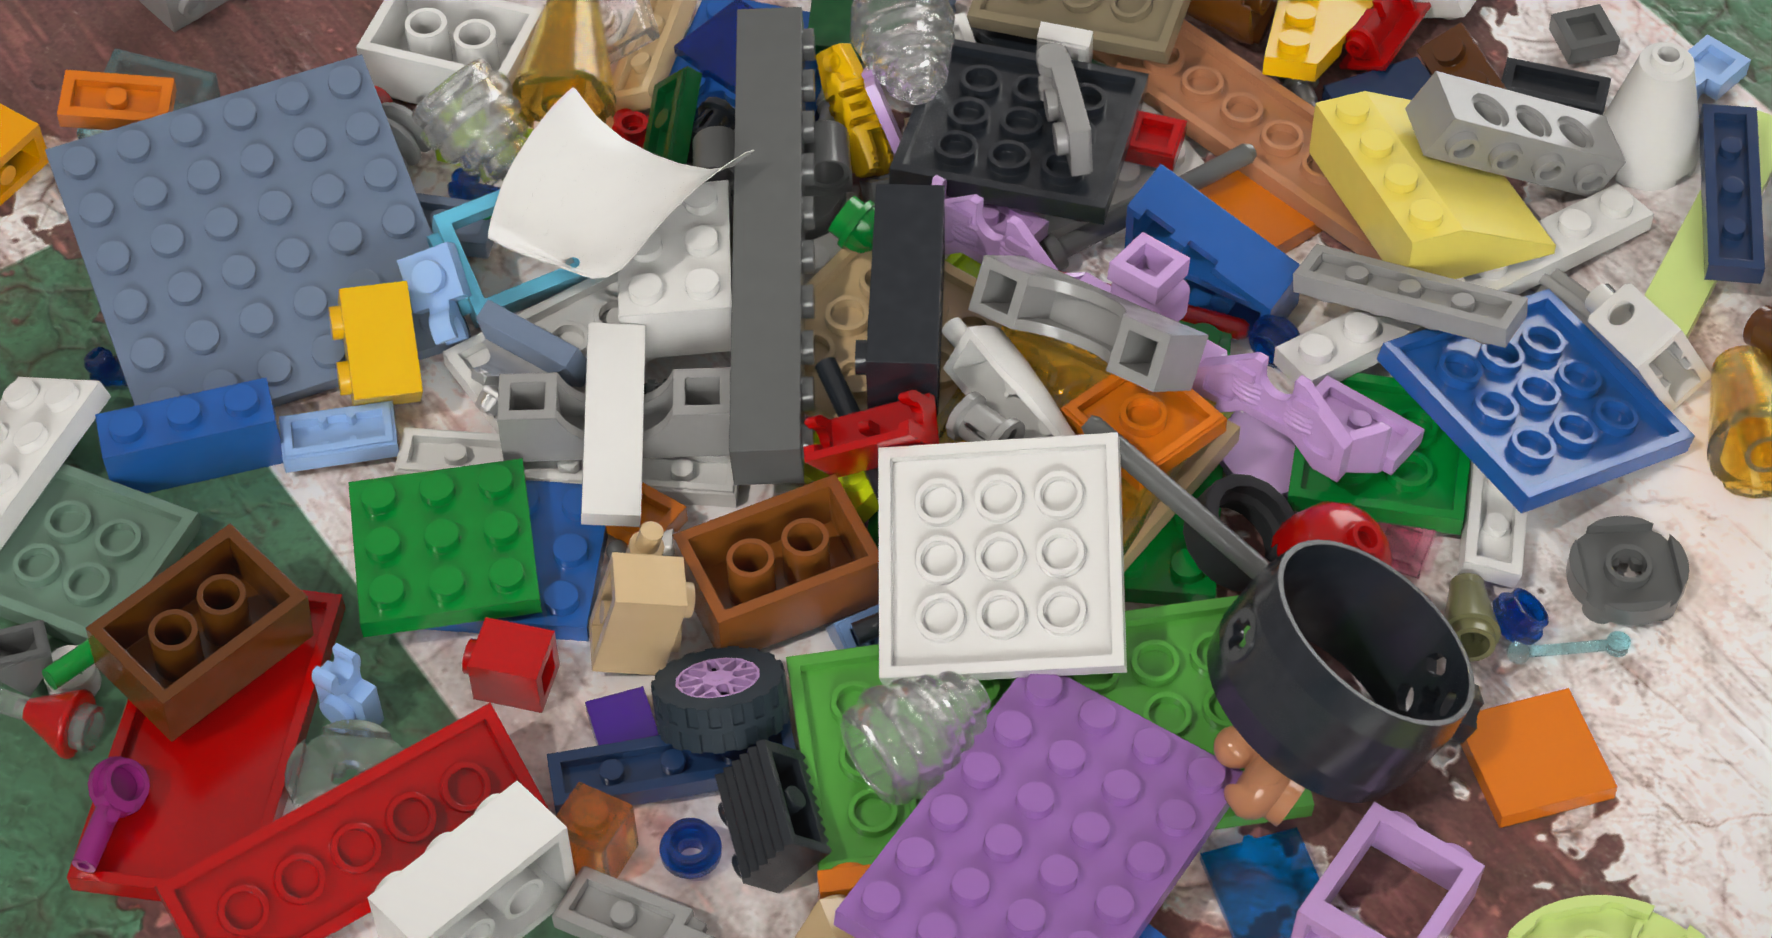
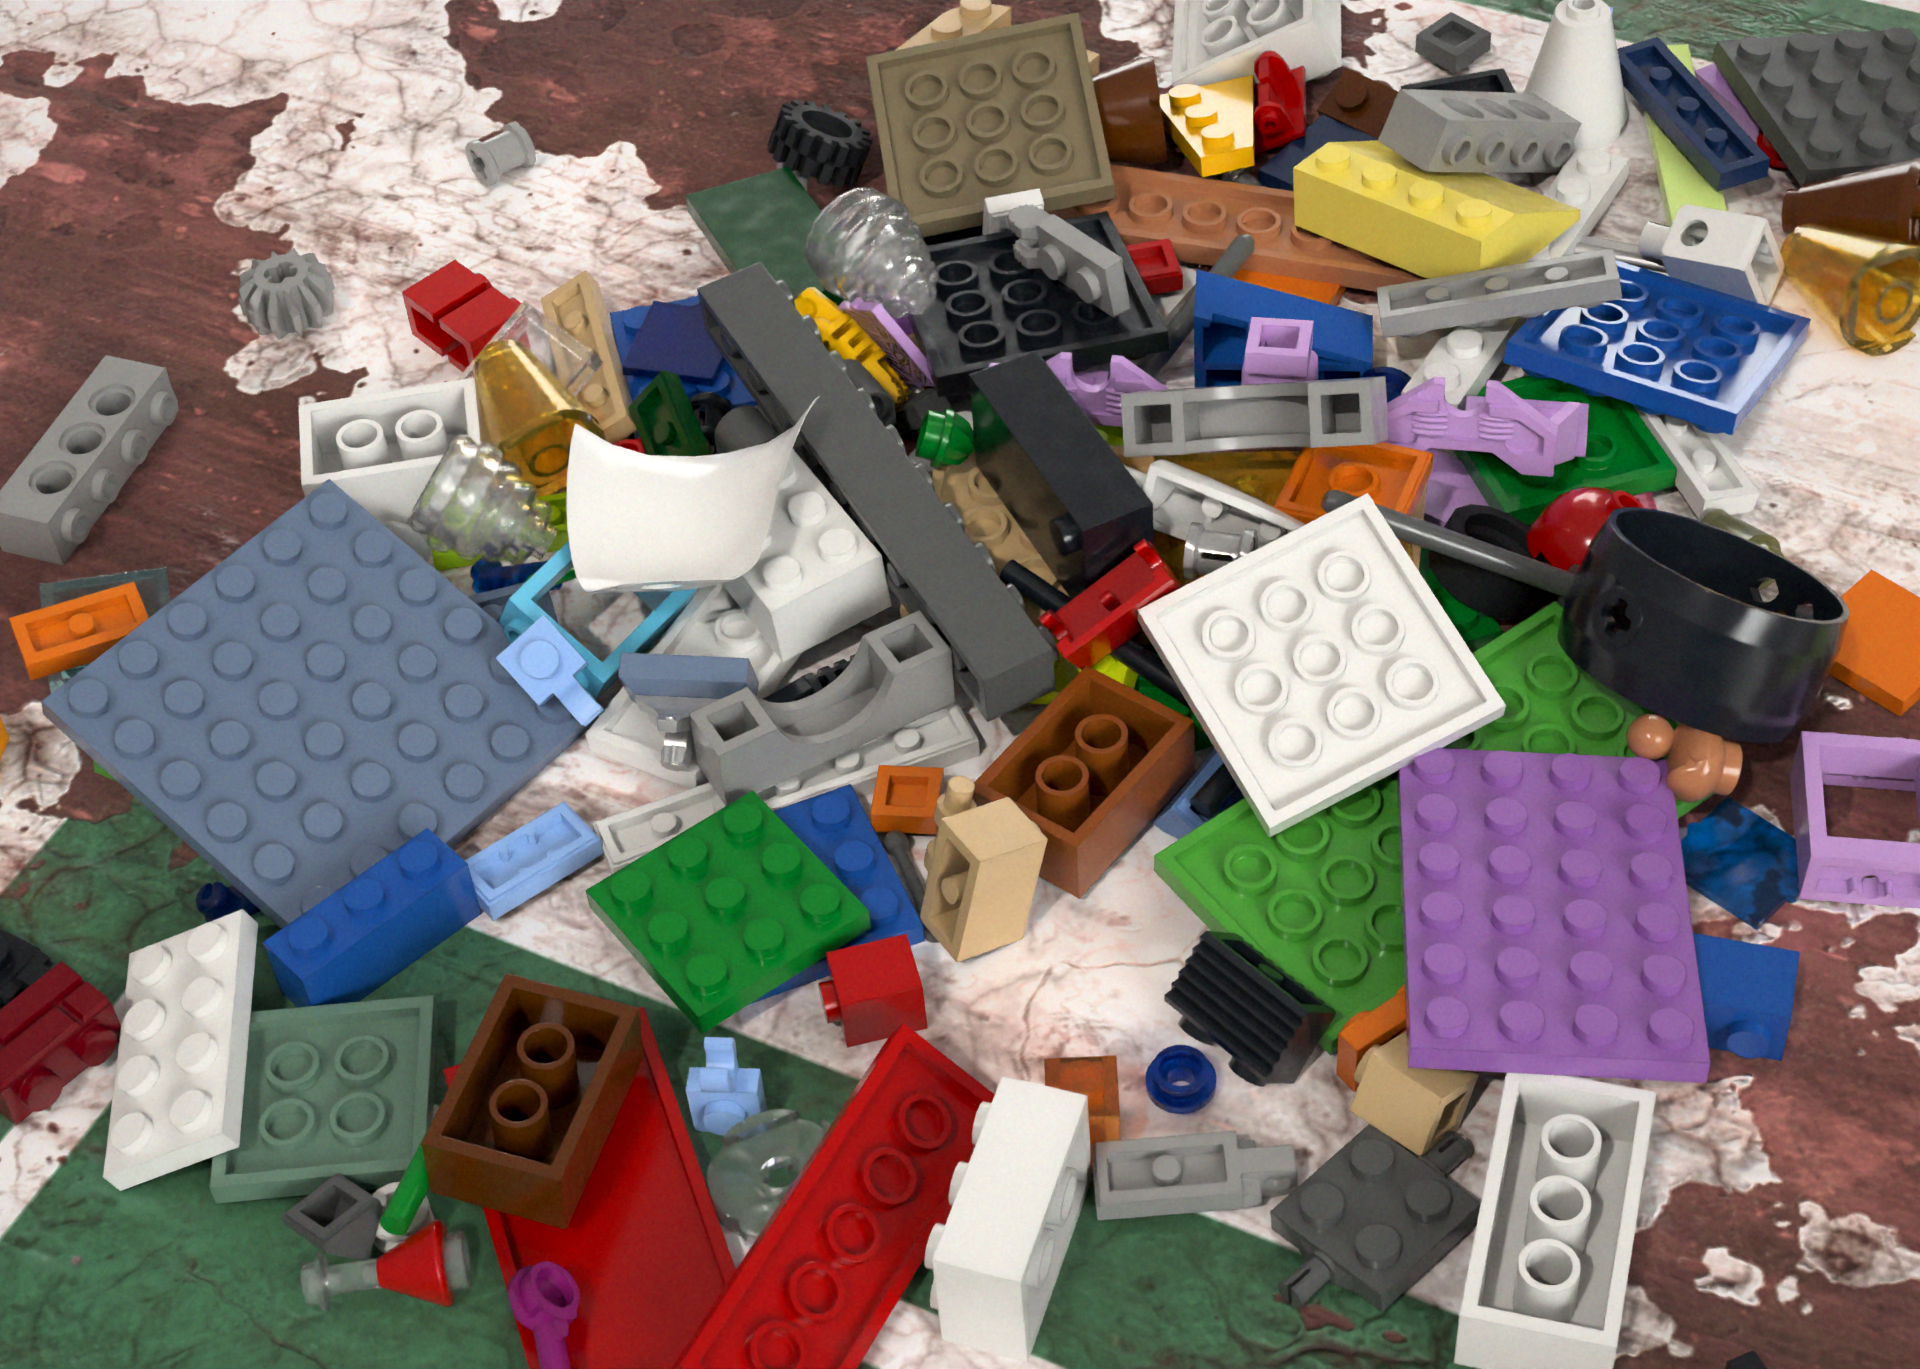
camera: 25 degrees left, 5 degrees down
(377, 344) = (522, 748): yellow brick -> none
(613, 425) = (831, 716): white tile -> none
(621, 717) = (1022, 998): dark purple tile -> none
(643, 769) = (1100, 1011): dark blue plate -> none
(720, 699) = (1119, 923): black wheel -> none
(913, 732) = (1348, 861): clear piece -> none
(1520, 616) = (1786, 526): clear blue plate -> none
(1616, 645) = (1874, 520): clear light blue hinge -> none
(1620, 599) = (1838, 479): dark grey plate -> none

